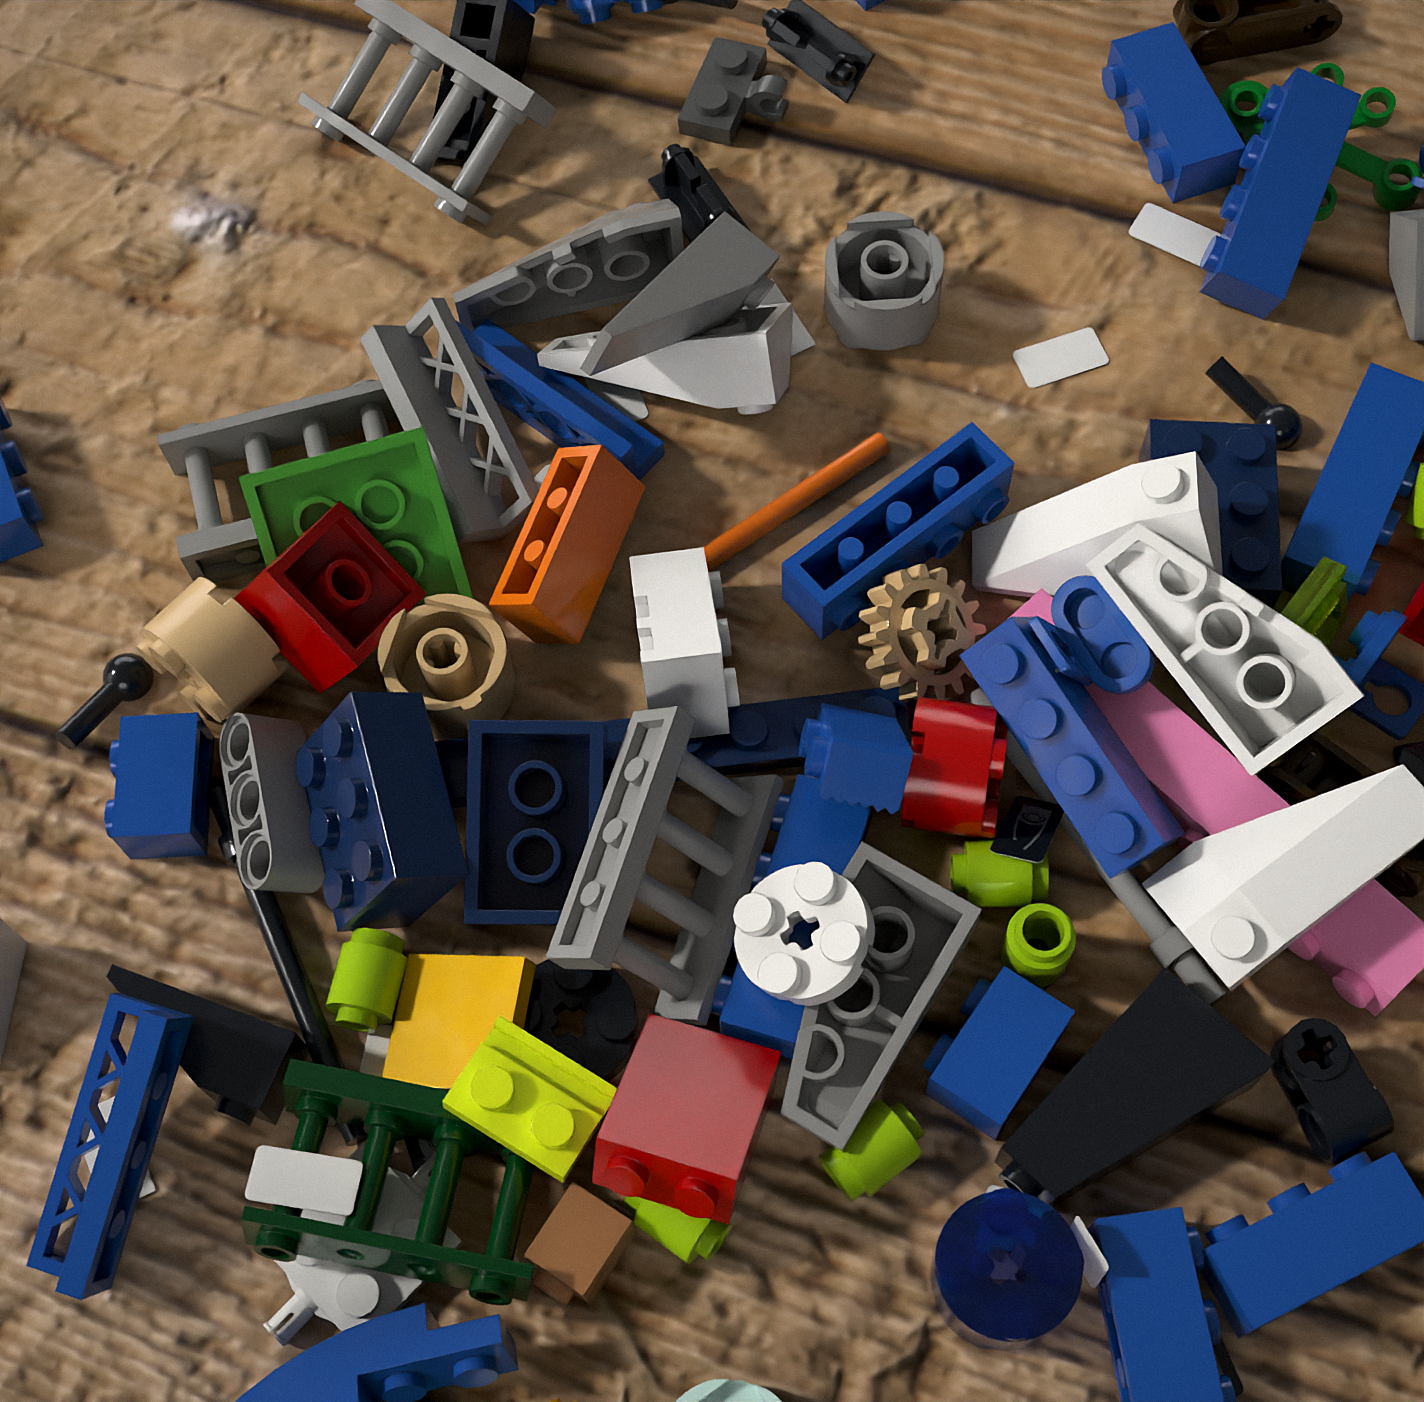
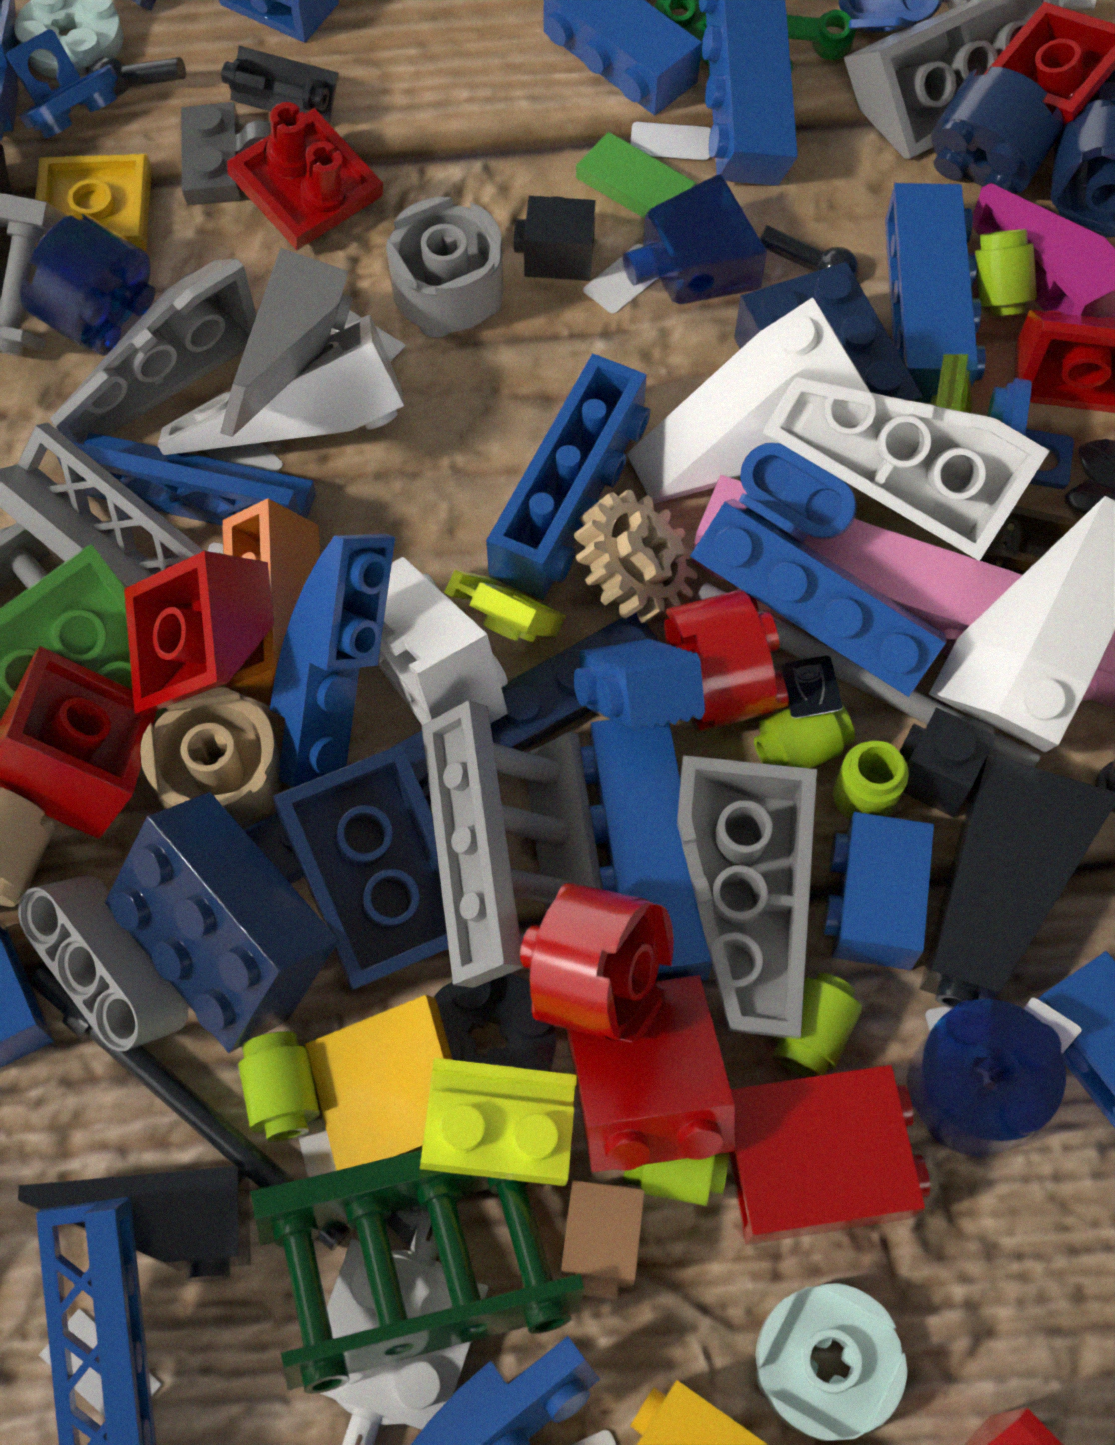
camera: 30 degrees left, 0 degrees up
(304, 1180) = (320, 1301): white sticker -> none
(479, 537) = (195, 626): none -> red slope
(546, 178) = (87, 283): none -> clear blue brick
(580, 607) = (326, 643): none -> blue slope
(597, 102) = (101, 186): none -> yellow tile
(682, 996) = (598, 962): none -> red brick
(692, 190) = (220, 241): black hinge -> none
(774, 636) = (506, 609): none -> neon yellow plate
(795, 145) = (304, 175): none -> red plate
(795, 500) = (460, 483): orange bar -> none
(816, 1268) = (825, 1155): none -> red brick
(839, 945) = (669, 819): white plate -> none
(1007, 293) = (557, 237): none -> black brick
(1117, 263) = (630, 175): none -> bright green tile
(1121, 955) = (944, 760): none -> black brick
(1142, 352) = (699, 246): none -> clear blue torso

